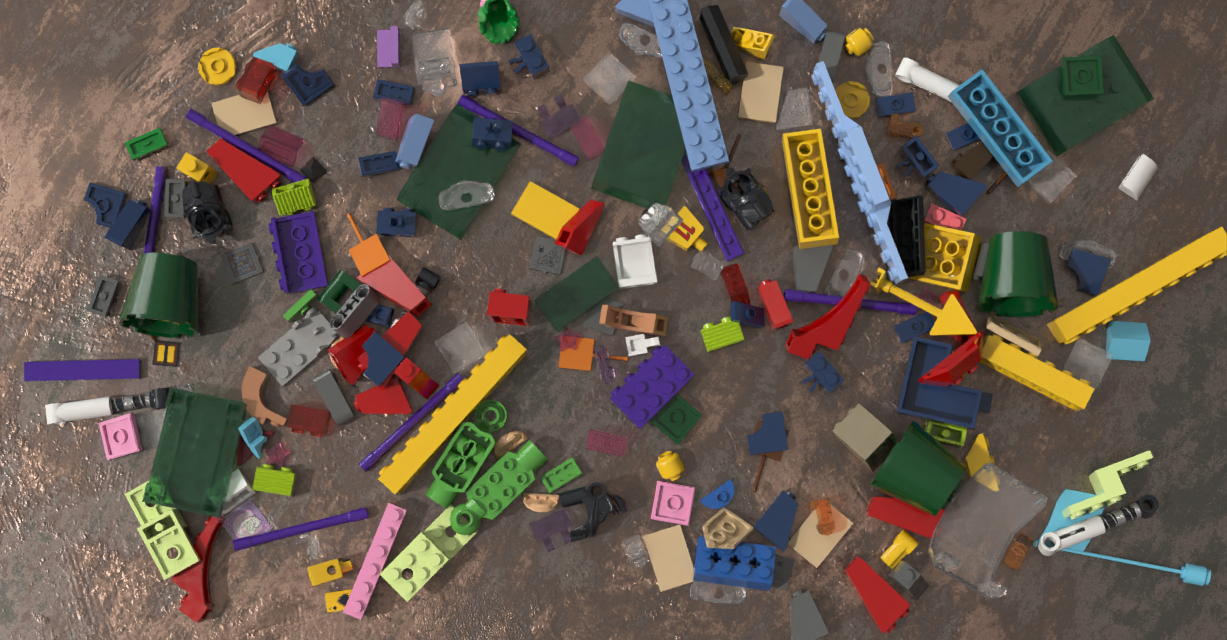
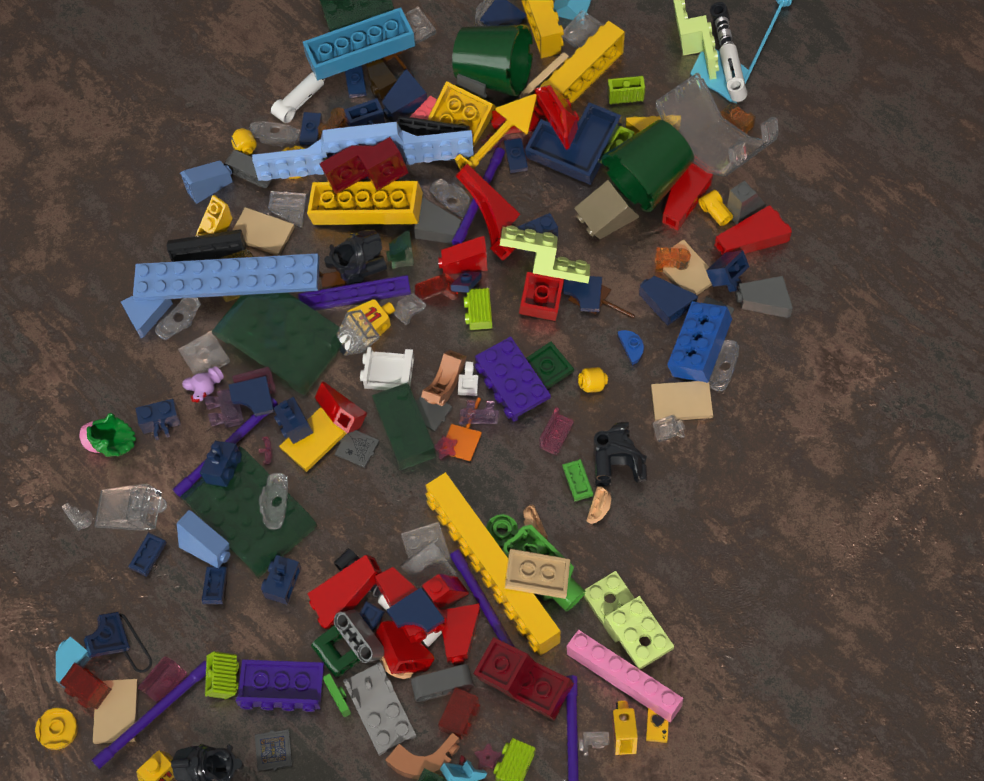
camera: 75 degrees left, 20 degrees down
(247, 173) = (176, 722): red slope -> none
(294, 129) = (141, 644): none -> black piece
(313, 169) = (197, 653): pearl dark grey slope -> none
(351, 470) = (523, 678): none -> dark red piece
(369, 253) = (303, 612): orange piece -> none
(388, 48) = (100, 549): medium lavender panel -> none
(390, 118) = (172, 561): clear pink panel -> none
(435, 357) = (426, 565): none -> clear plate
(444, 460) = (537, 573): none -> tan tile
(480, 78) = (162, 465): dark blue slope -> none
(498, 488) = (576, 538): bright green brick -> none
(509, 308) = (400, 478): red brick -> none
(519, 173) = (268, 451): none -> clear pink piece
(551, 525) = (625, 502): clear purple plate -> none
(555, 187) = (293, 420): none -> dark blue brick
(574, 141) = (253, 394): none -> dark blue tile
(575, 88) = (203, 383): none -> lavender animal
(673, 503) = (629, 388): bright pink tile -> none
(725, 530) = (666, 339): tan tile -> none
(748, 394) = (541, 296): none -> red brick
(766, 239) = (400, 251): none -> clear green slope
(796, 382) = (545, 248): none -> yellowish green bracket
(823, 576) = (728, 269): none -> dark blue brick
(840, 192) = (379, 163): none -> dark red piece
(1021, 425) = (626, 89): none -> lime brick

